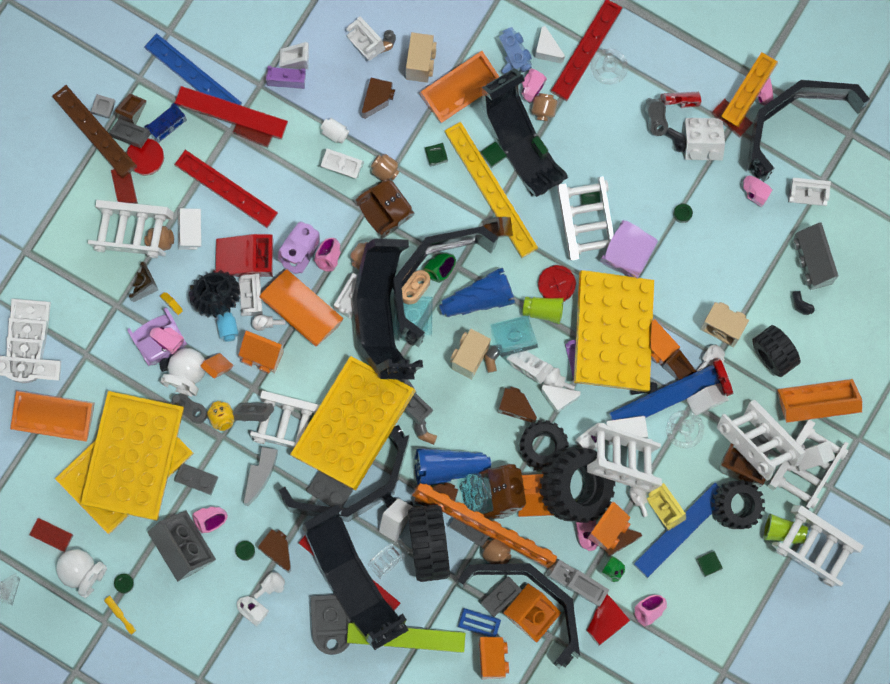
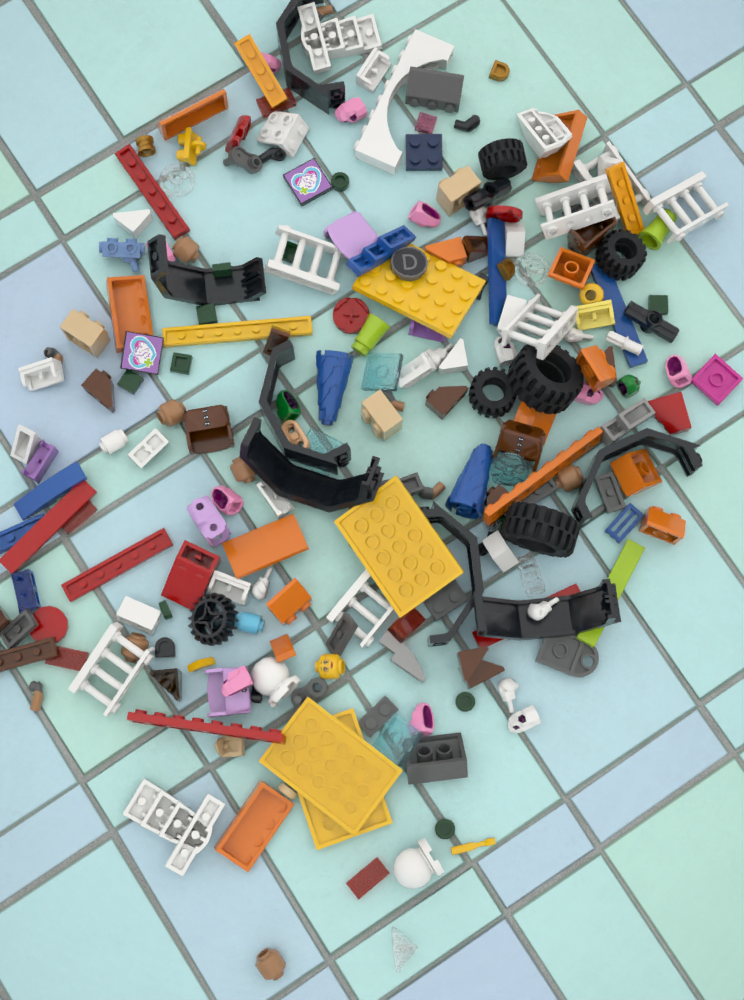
camera: 65 degrees left, 0 degrees up
(80, 178) = (37, 688): none -> medium nougat arm
(93, 431) = (287, 791): none -> tan tile
(111, 362) = (230, 747): none -> tan plate
(120, 340) = (214, 727): none -> red plate
(172, 265) = (165, 648): none -> black tile
(182, 504) = (397, 739): none -> clear light blue tile
(204, 249) = (165, 610): none -> dark green tile
(263, 99) = (50, 490): none -> blue slope
(279, 534) = (469, 661): none -> reddish brown slope
(288, 465) = (406, 625): none -> clear red tile
(355, 577) = (540, 610): none -> white piece
(397, 118) = (130, 381): none -> dark green tile
(427, 115) = (141, 353): none -> tile
(626, 22) = (145, 146): none -> pearl gold wheel
(627, 280) = (380, 251): none -> blue slope
(628, 311) = (409, 263): none -> black tile
(647, 63) = (192, 146): none -> yellow hips
(652, 546) = (624, 343): none -> white axle
(661, 650) = (716, 379): none -> dark pink plate
(667, 184) = (307, 182): none -> tile
(672, 404) = (506, 268): none -> pearl gold tile
(678, 49) = (193, 114): none -> orange slope
(685, 494) = (591, 294): none -> yellow head
(686, 576) = (651, 321): none -> black piece
(687, 305) = (424, 215): none -> bright pink rock
(698, 464) = (571, 268): none -> orange slope
(727, 349) = (487, 194): none -> black piece
(752, 276) = (424, 152): none -> dark blue plate
(782, 265) = (425, 123): none -> clear pink tile
(793, 483) = (624, 198): none -> light orange plate
(824, 141) = (335, 37): none -> white slope
(827, 377) = (543, 132): none -> white wedge
(843, 115) = (324, 10): none -> medium nougat arm
(848, 228) = (376, 143): none -> white arch
(872, 309) = (499, 71): none -> pearl gold tile

